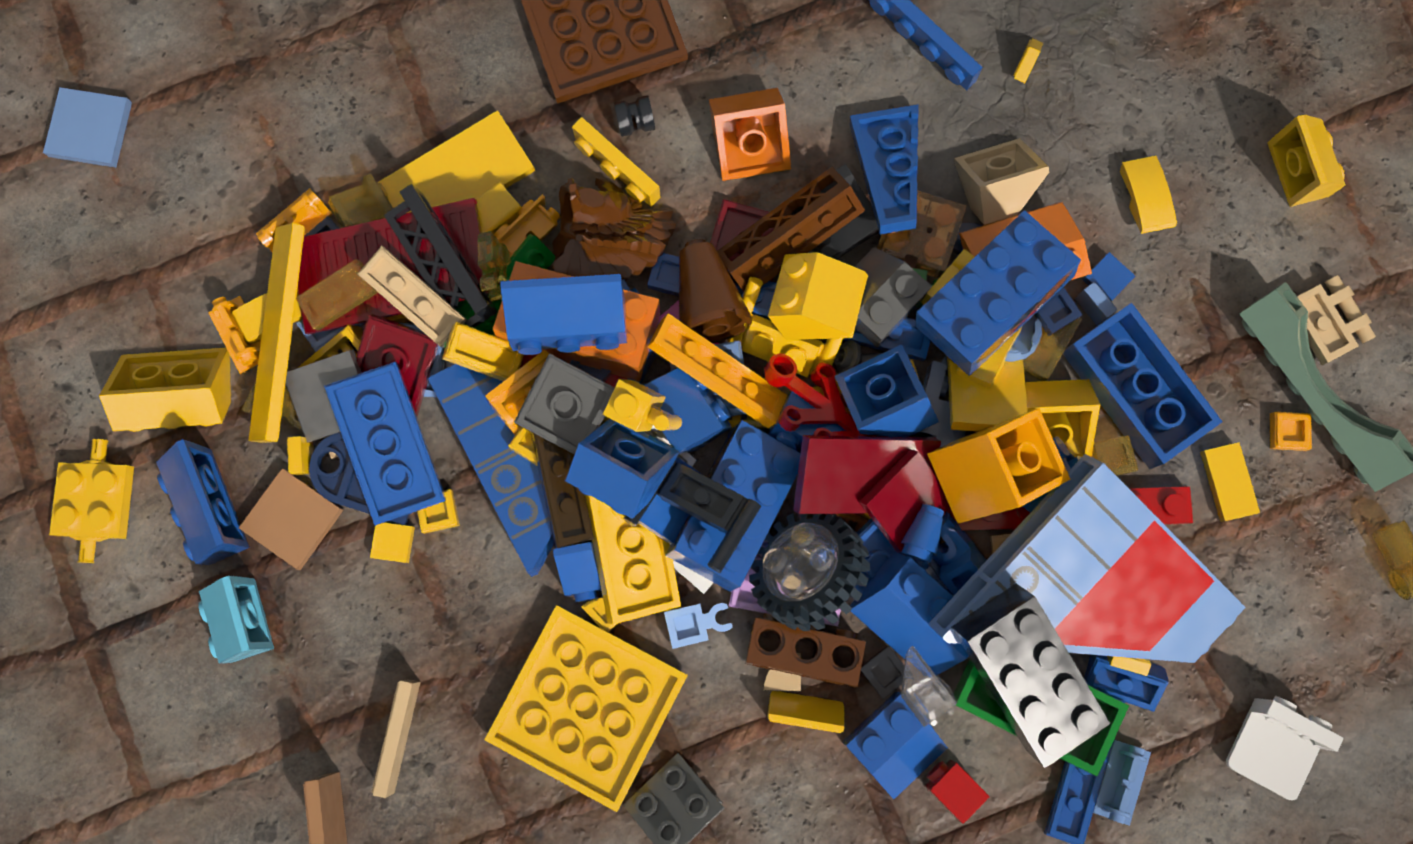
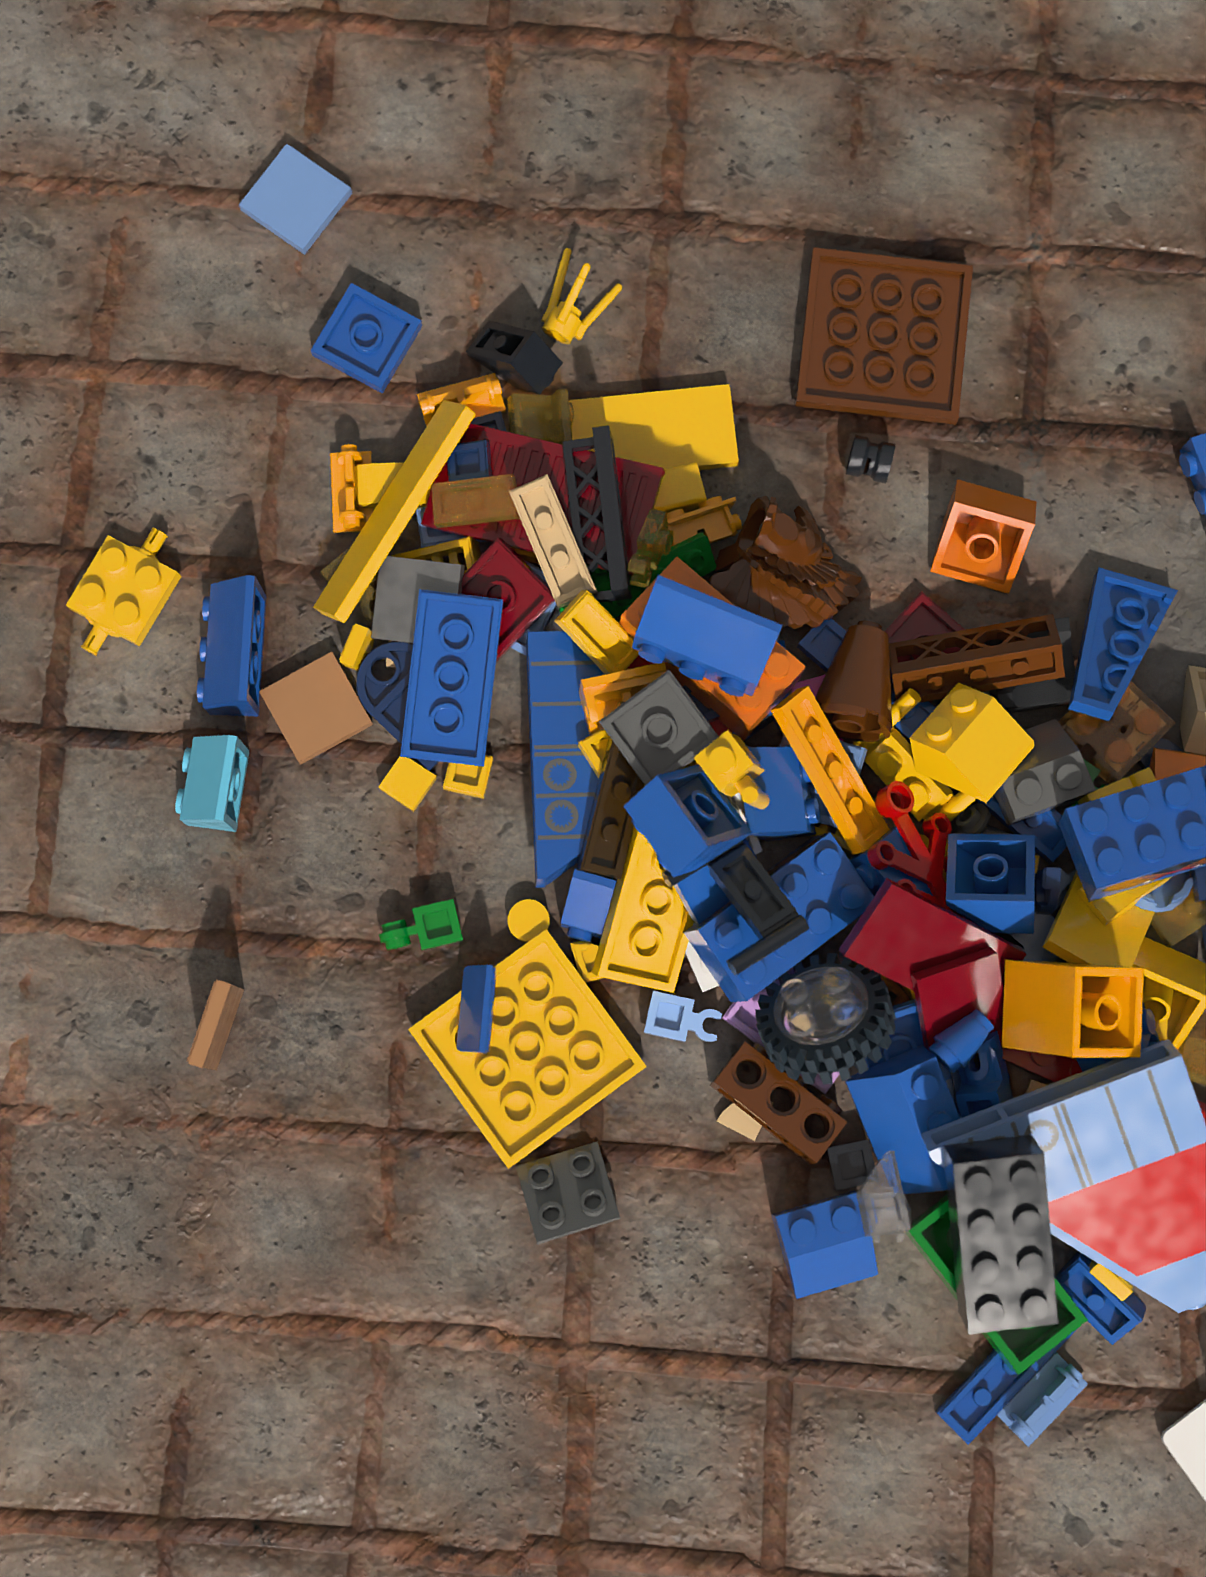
camera: 20 degrees right, 0 degrees up
(168, 390) = (255, 514): yellow slope -> none
(194, 208) = (366, 338): none -> blue plate
(318, 264) = (470, 461): none -> dark blue tile
(319, 167) = (515, 356): none -> black slope
(342, 120) = (563, 321): none -> yellow plant
(395, 738) = (319, 983): tan tile -> none
(466, 647) = (434, 923): none -> green plate
(531, 697) = (476, 1009): none -> blue slope
(539, 604) = (527, 919): none -> yellow tile
(615, 163) = (826, 499): yellow plate -> none
(806, 711) = (750, 1164): yellow slope -> none
(932, 382) = (1047, 890): none -> dark blue tile
(955, 790) = (865, 1319): red brick -> none

